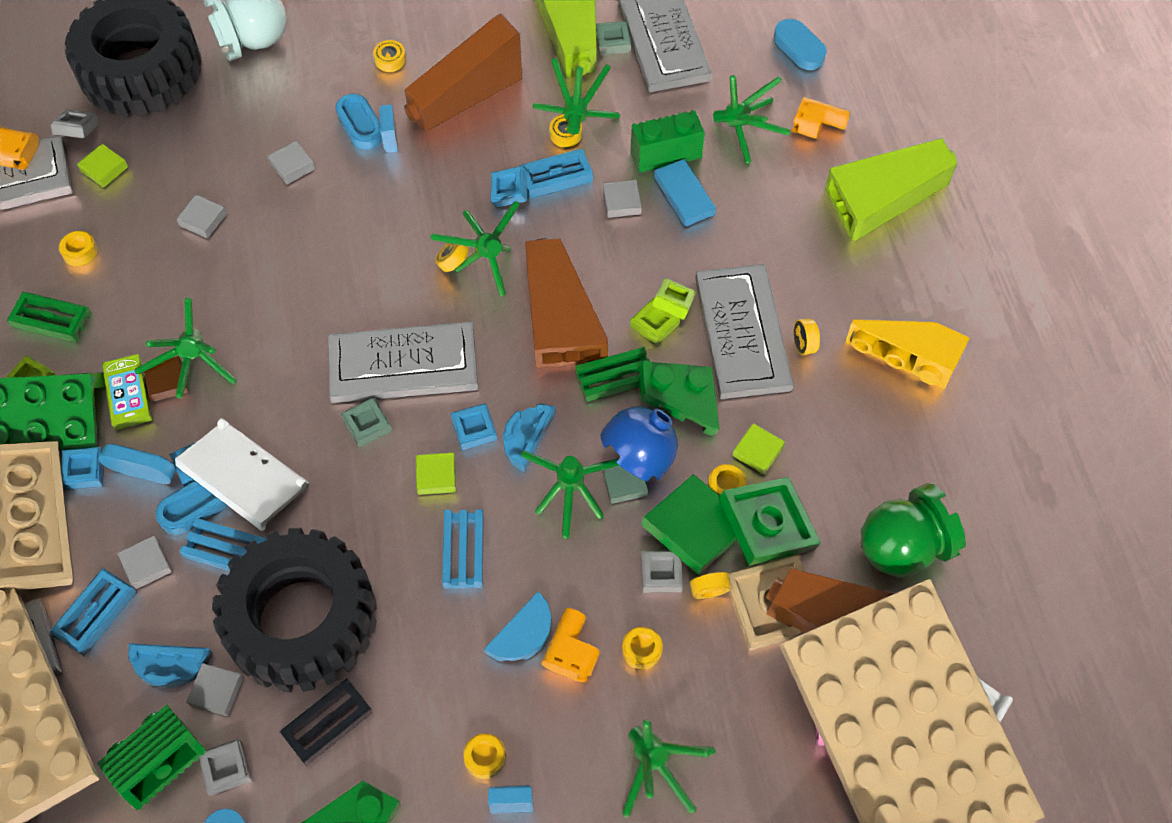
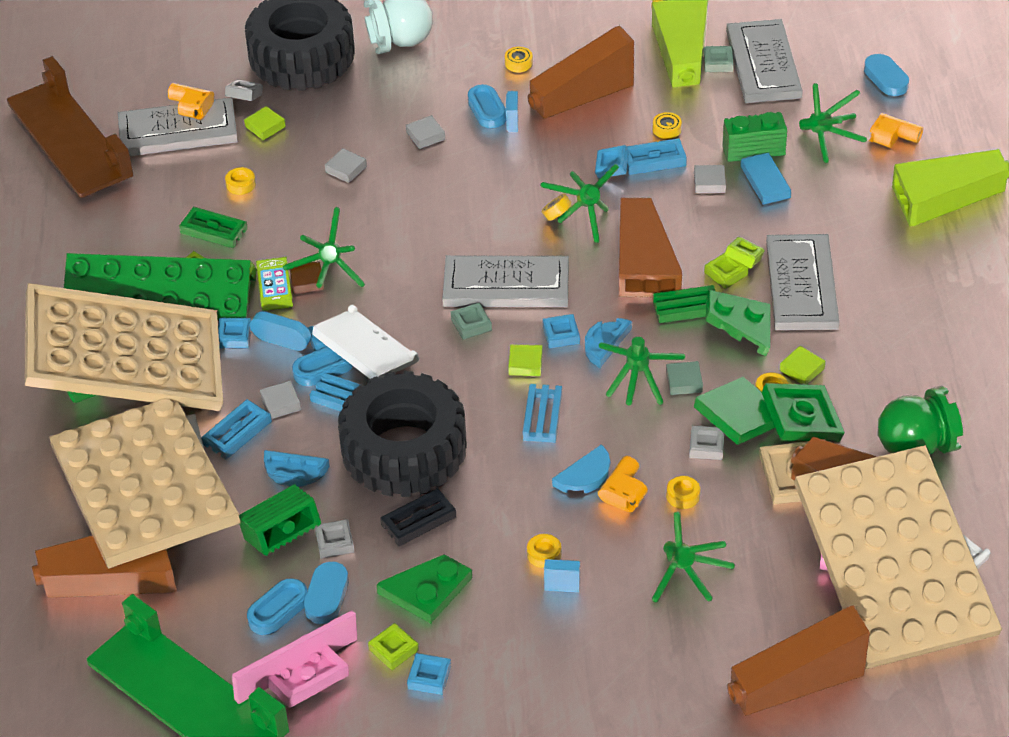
camera: 10 degrees right, 15 degrees down
(215, 689) = (330, 487): light grey tile -> none
(576, 106) = (678, 103): green plant -> none
(642, 440) = (702, 342): blue cylinder -> none
(710, 585) = (746, 451): yellow tile -> none
(806, 336) = (855, 287): yellow tile -> none
(914, 346) = (947, 301): yellow slope -> none

